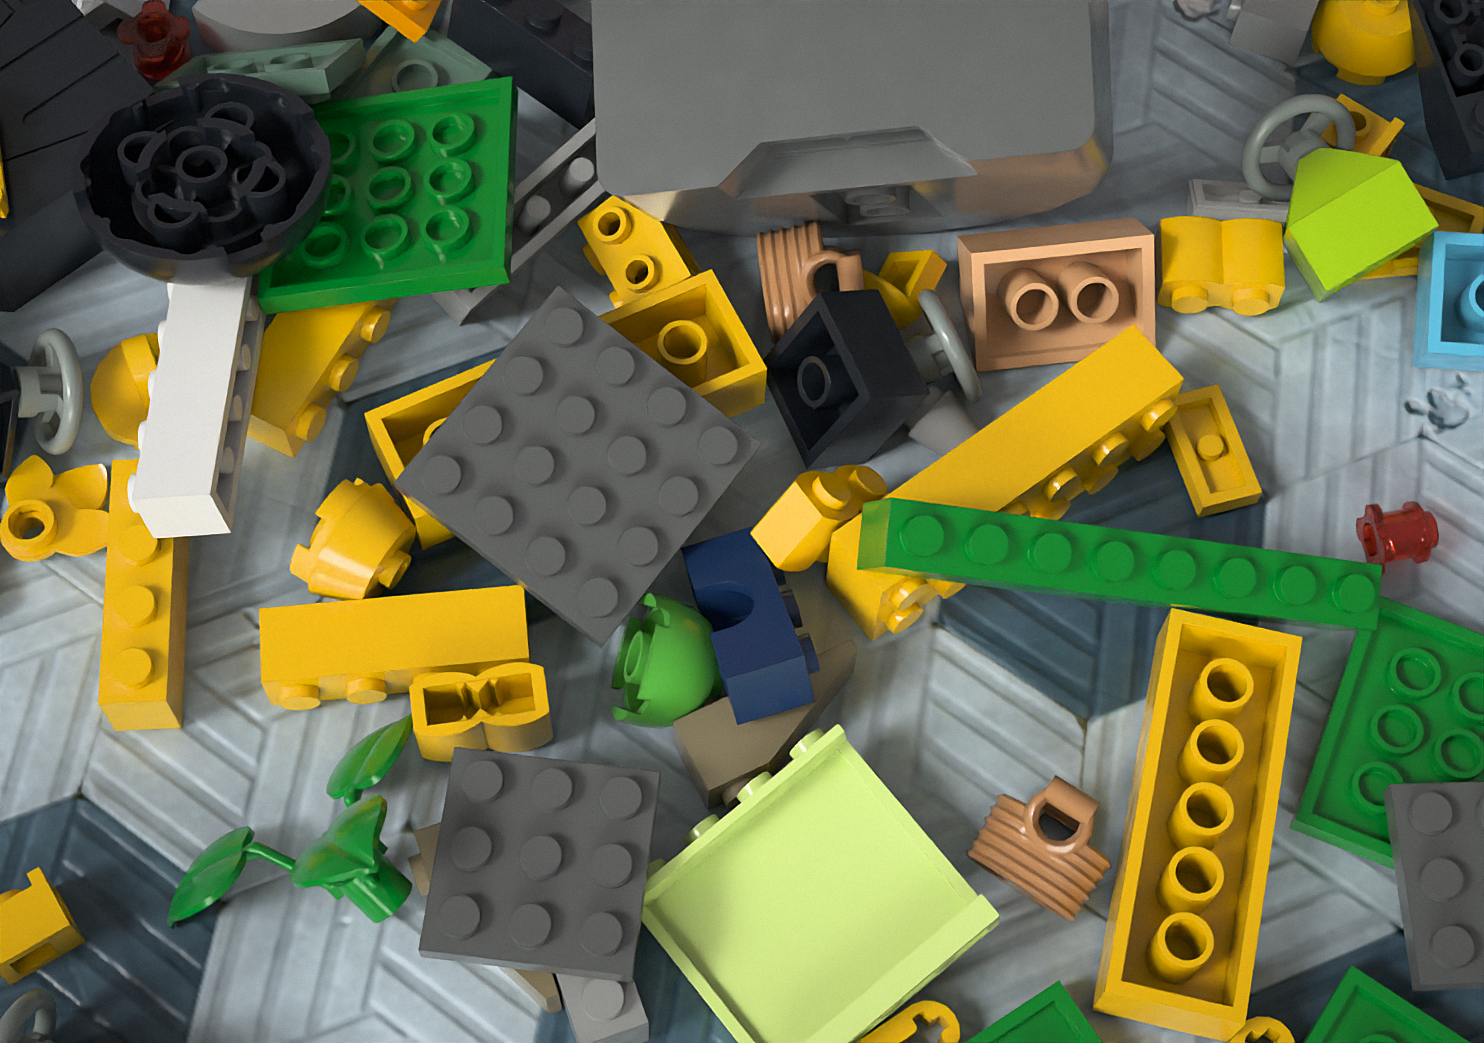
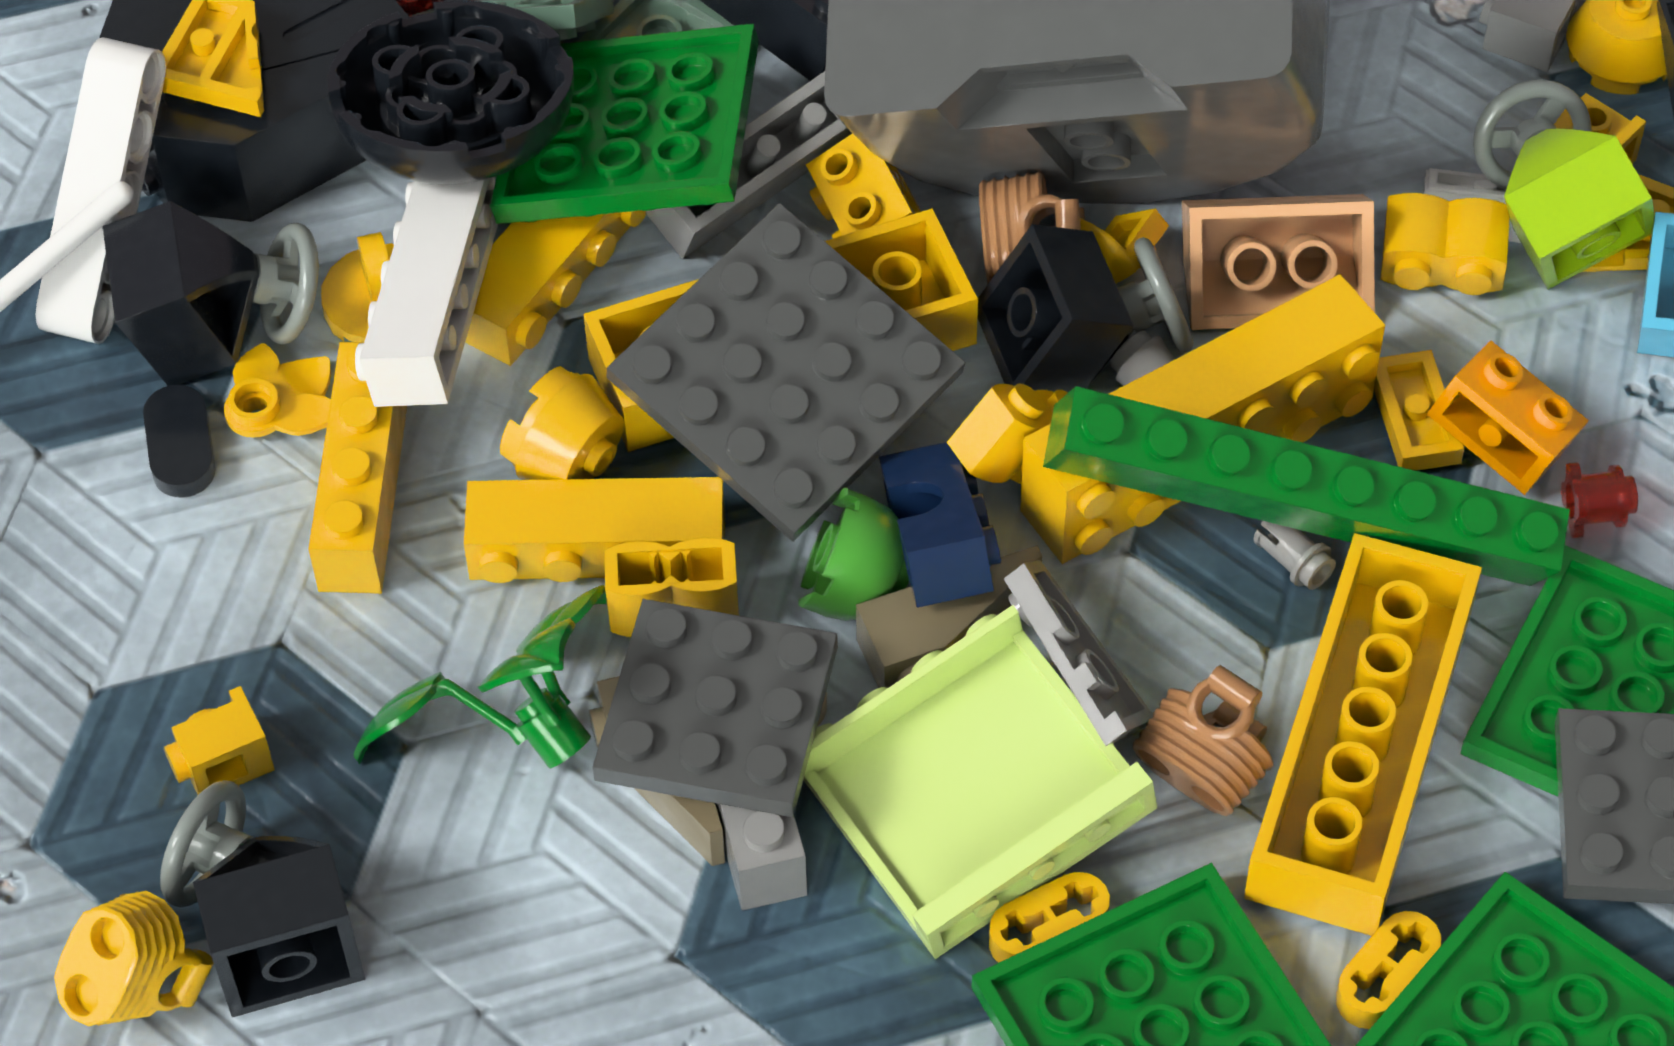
camera: 10 degrees right, 10 degrees down
(911, 770) = (1077, 654): none -> light grey wing
(1110, 621) = (1306, 561): none -> light grey pin
(1304, 458) = (1507, 417): none -> light orange brick

